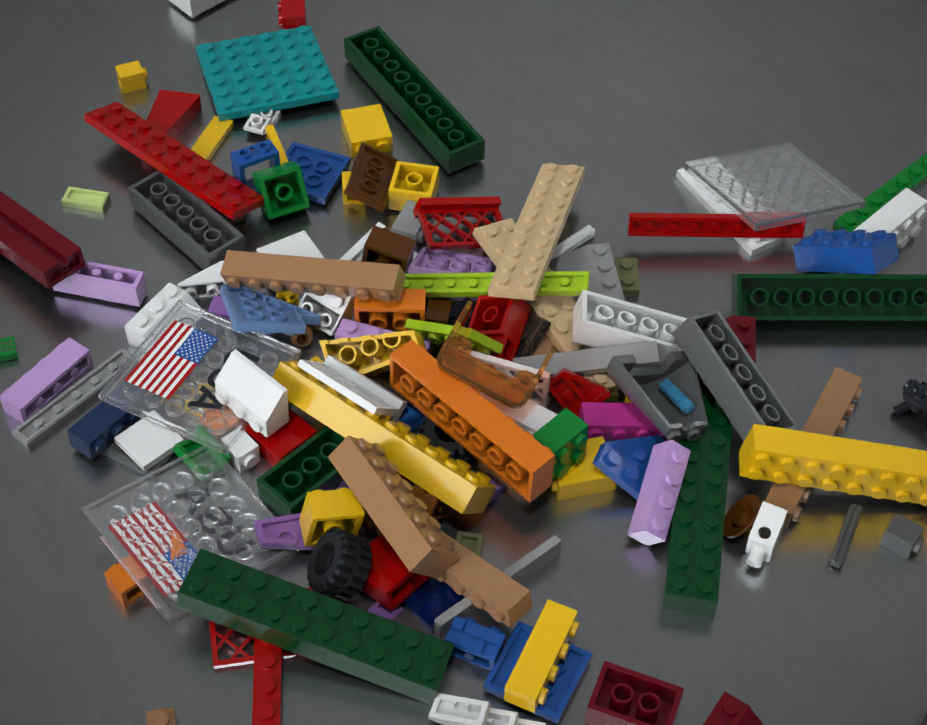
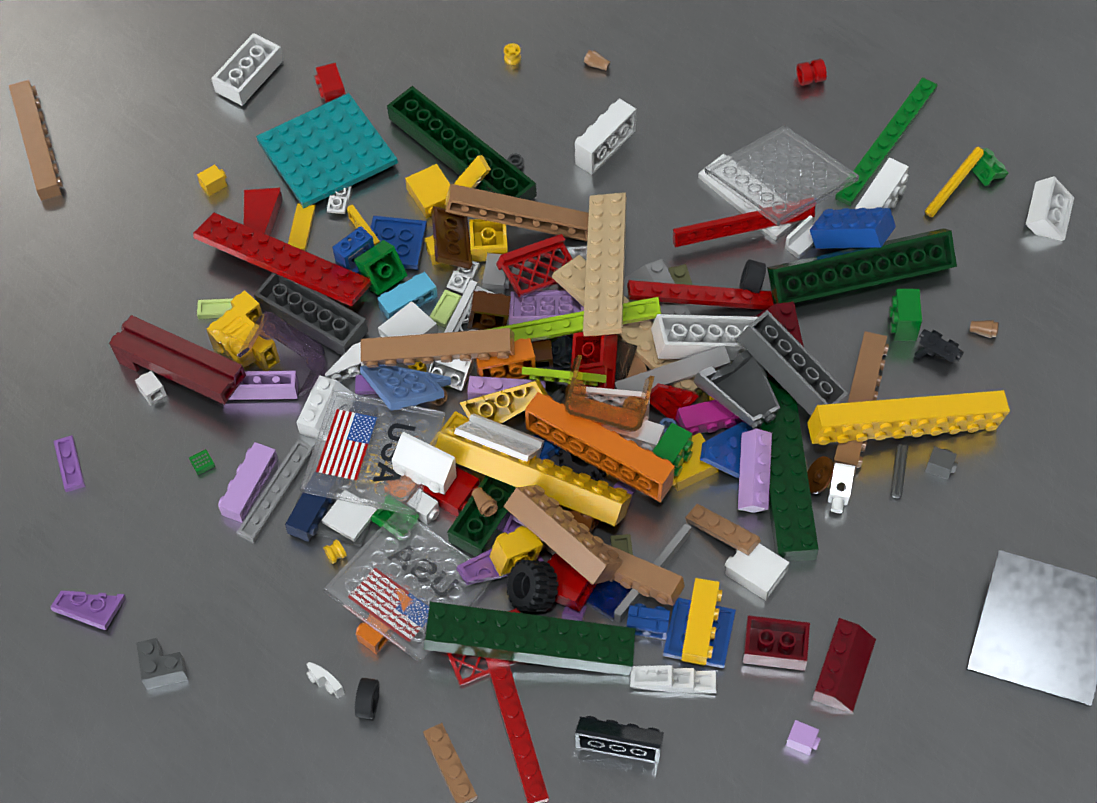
camera: 10 degrees left, 10 degrees up
(47, 620) = (323, 677): none -> white slope
(88, 653) = (367, 698): none -> black tyre
(100, 225) = (232, 330): none -> yellow brick
(116, 476) = (334, 551): none -> yellow wheel
(130, 215) = (271, 326): none -> clear purple windscreen
(311, 455) = (485, 503): none -> medium nougat cone
(317, 222) = (418, 290): none -> medium azure brick
(341, 245) = (445, 308): none -> yellowish green tile
(368, 220) = (461, 277): none -> white slope
(412, 122) = (474, 173): none -> yellow tile
(451, 161) = (517, 212): none -> medium nougat brick
(473, 119) = (517, 160): none -> dark grey plate
(500, 22) = (512, 54): none -> yellow wheel
(573, 241) = (633, 256): white axle -> none
(578, 112) = (605, 136): none -> white brick
(590, 43) = (595, 60): none -> medium nougat cone
(601, 553) = (723, 529): none -> medium nougat plate
(633, 610) = (758, 571): none -> white brick
(640, 286) = (699, 295): none -> red plate
(676, 396) = (750, 388): dark azure axle -> none
(712, 284) = (753, 276): none -> black tyre
(780, 256) = (800, 239): none -> white panel
(835, 96) = (811, 72): none -> red wheel
(891, 359) = (905, 314): none -> green brick

